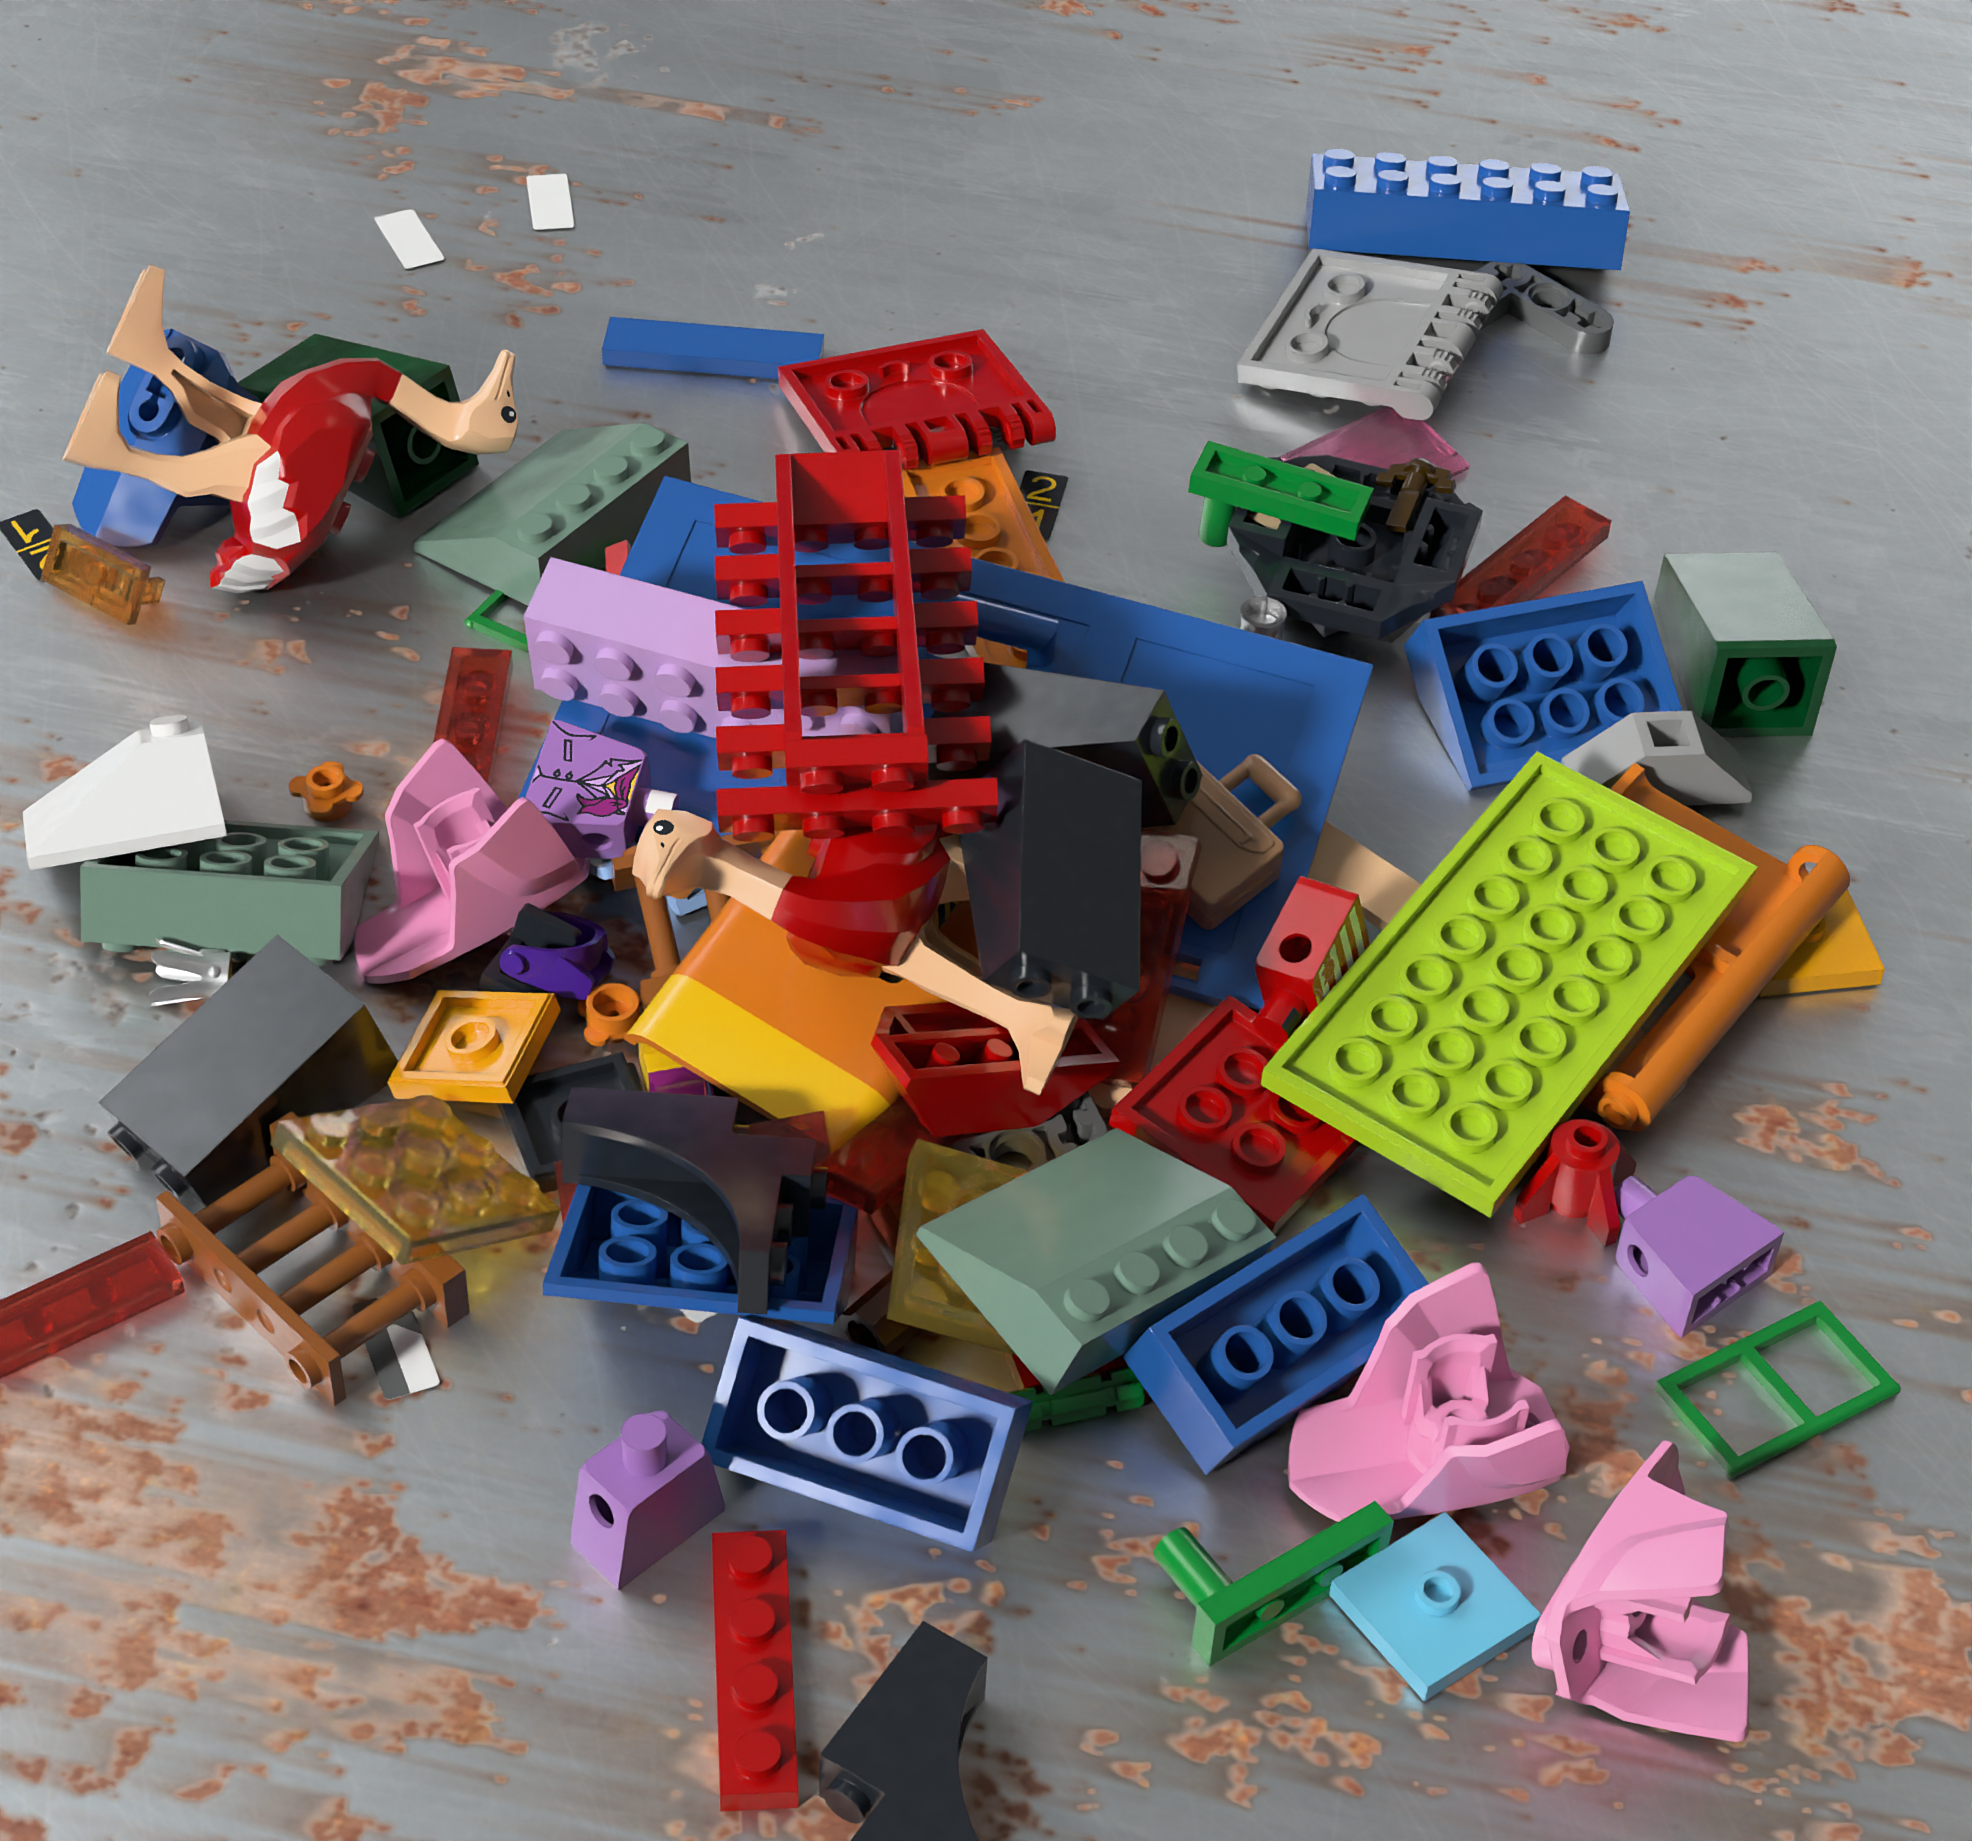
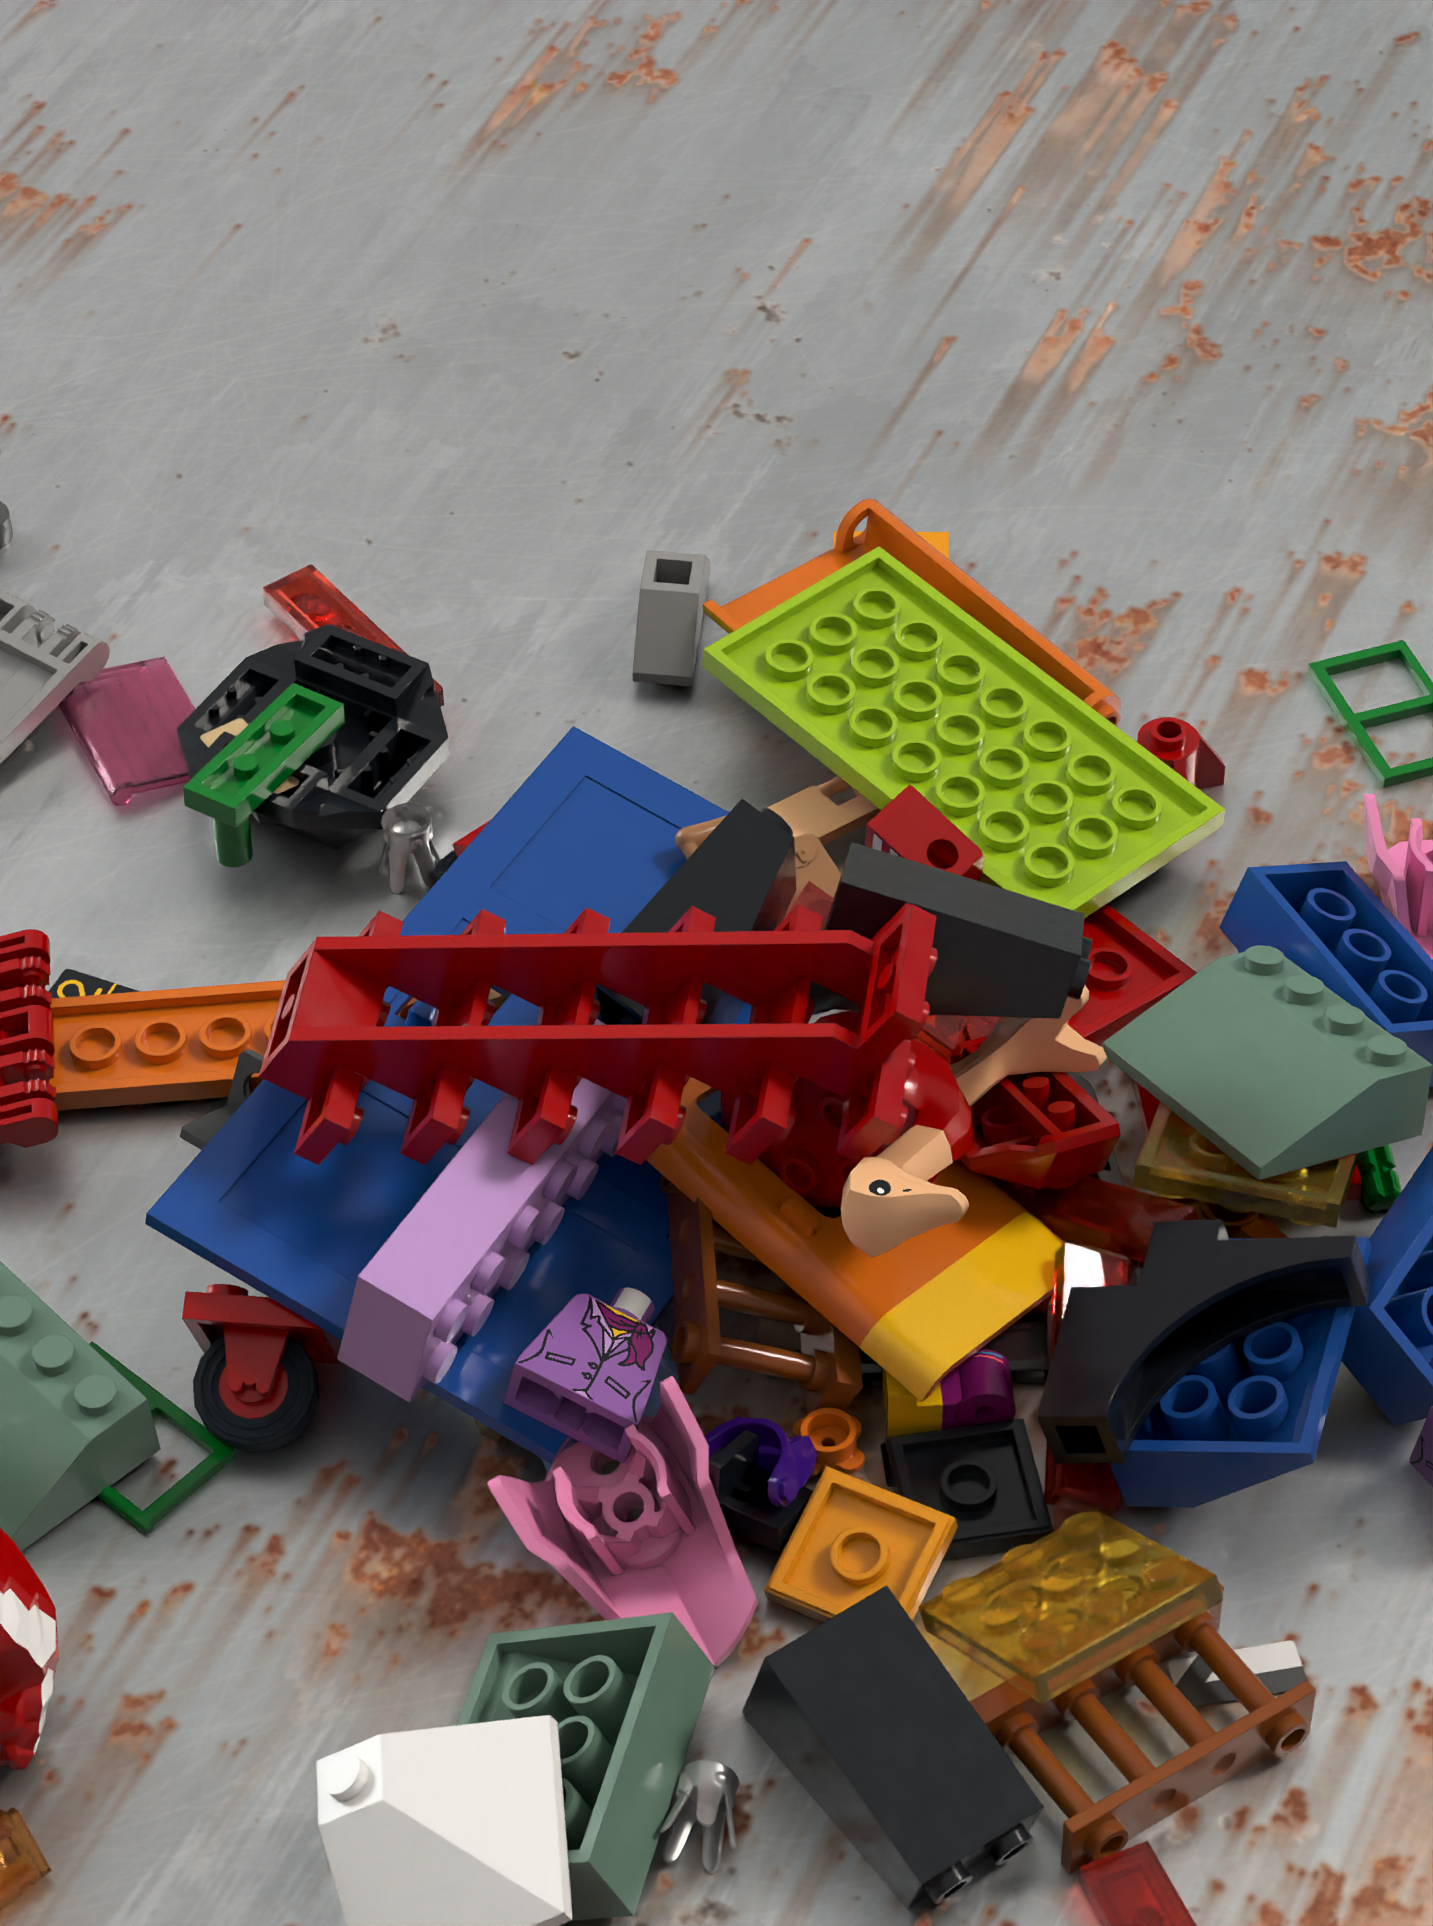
camera: 75 degrees left, 0 degrees up
(326, 791) = (423, 1690): orange plate -> none
(475, 705) = (371, 1531): clear red plate -> none
(1417, 476) = (251, 660): dark brown piece -> none
(1538, 677) = (533, 657): blue slope -> none
(1692, 1248) = (1264, 718): medium lavender torso -> none
(1744, 642) = (514, 511): slope -> none

